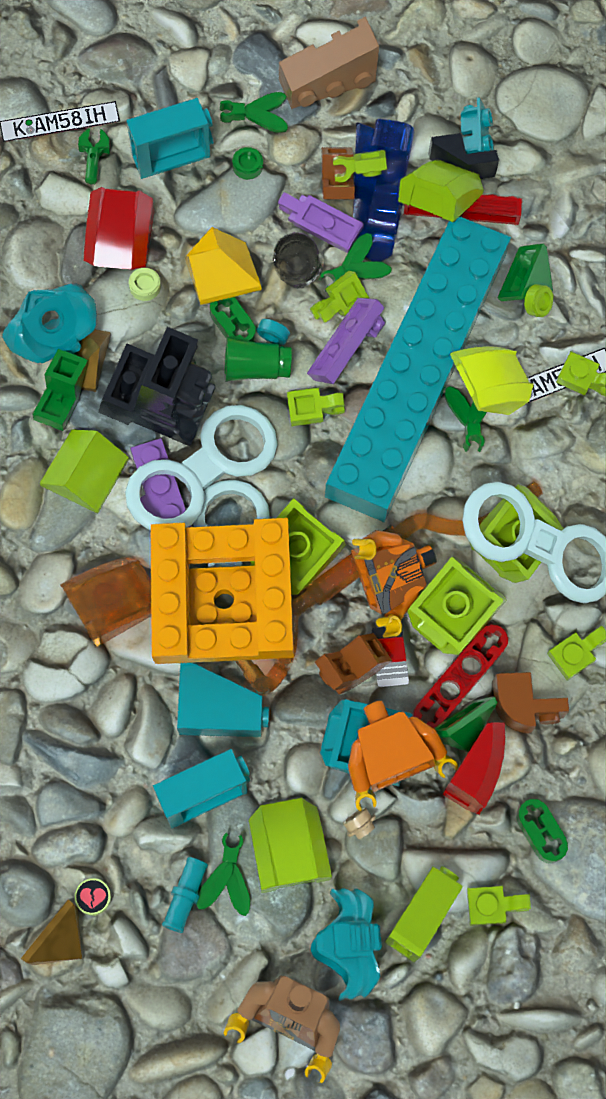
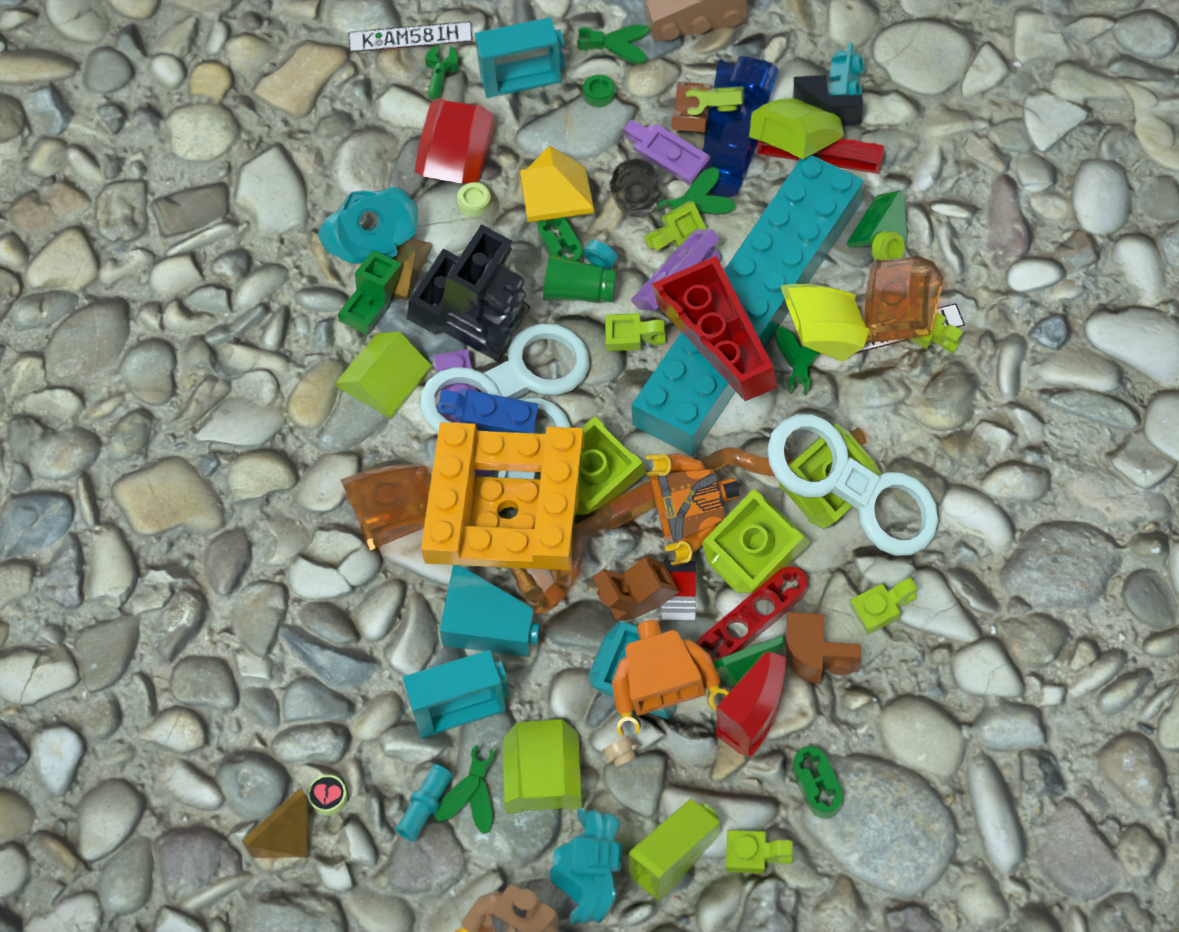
camera: 15 degrees right, 10 degrees down
(194, 504) = (489, 411): none -> blue hinge
(398, 399) = (714, 321): none -> red wedge
(559, 353) = (902, 298): none -> clear orange slope

